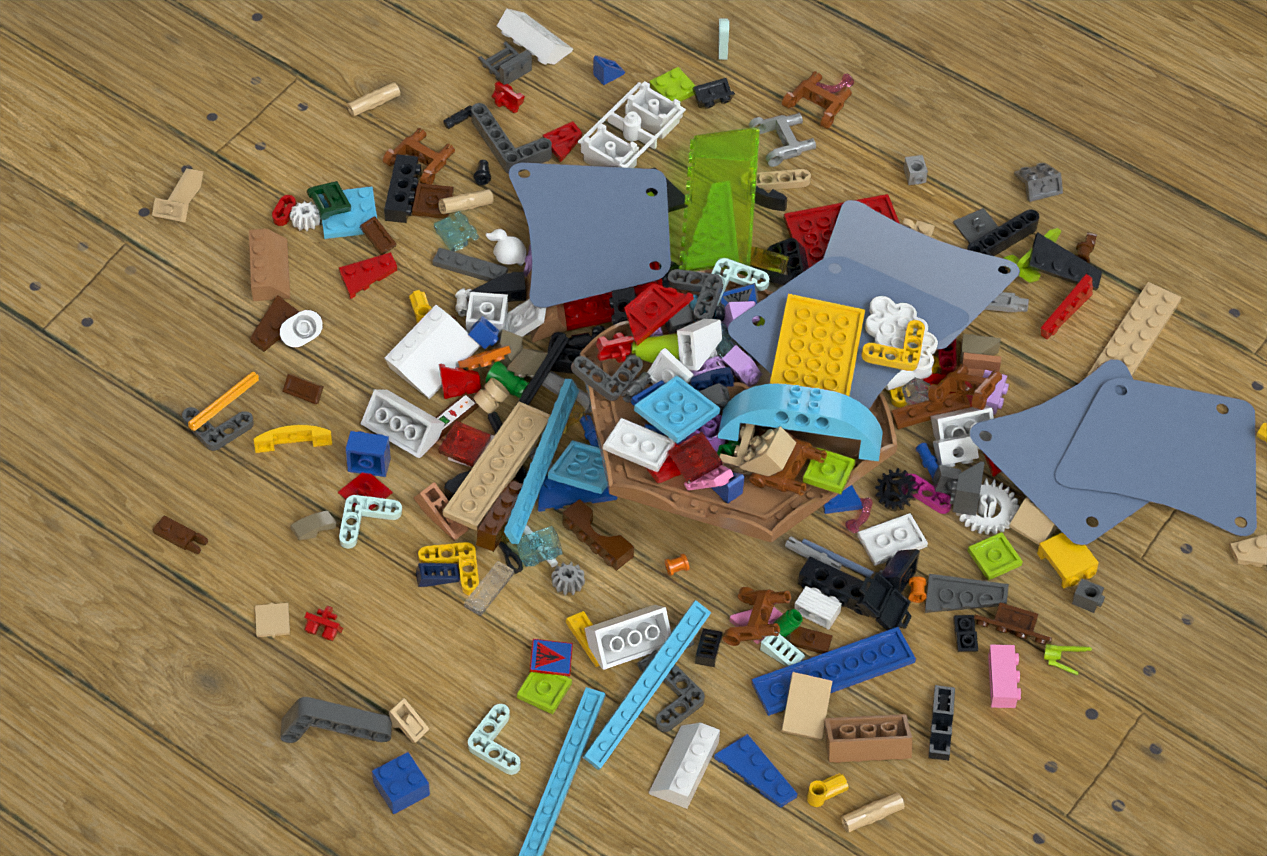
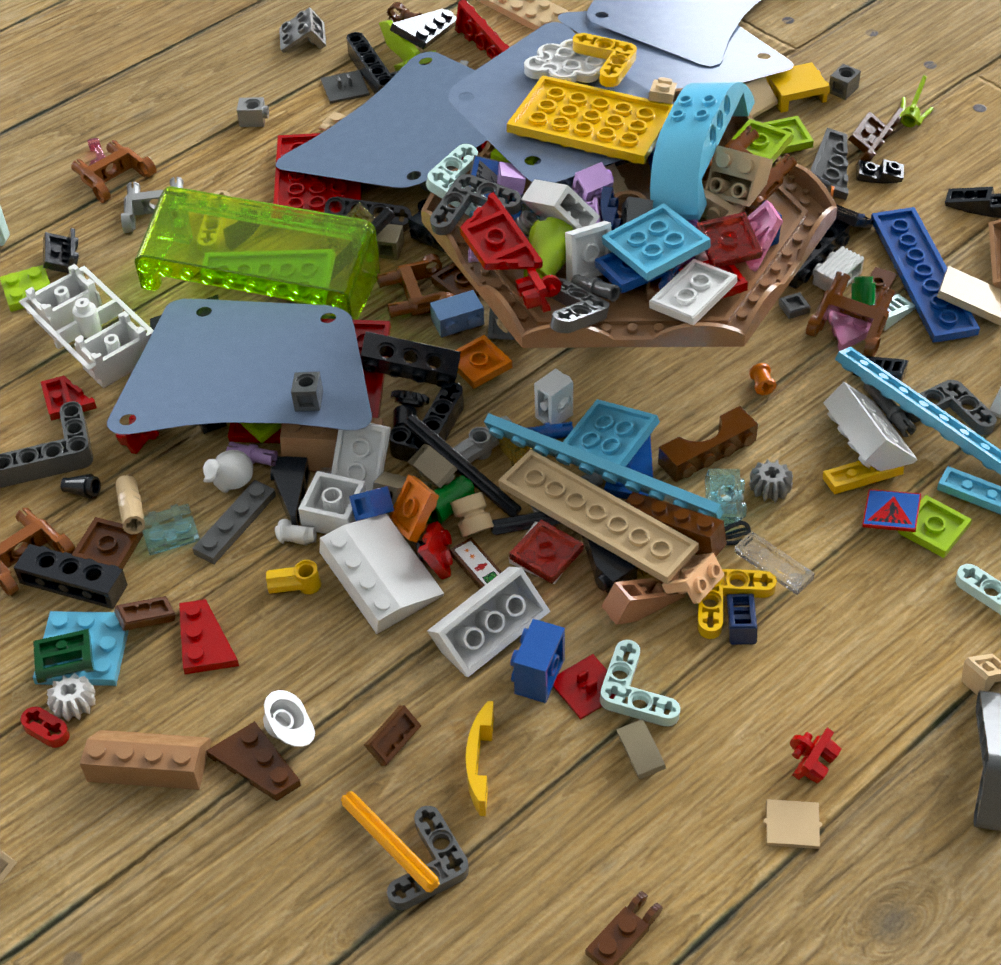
camera: 75 degrees left, 5 degrees down
(456, 536) = (696, 577): none -> light nougat bracket
(558, 262) = (307, 391): none -> dark grey brick
(774, 581) = (794, 305): none -> dark grey tile
(868, 393) = (662, 90): none -> tan plate
(1003, 676) = (939, 151): bright pink brick -> none

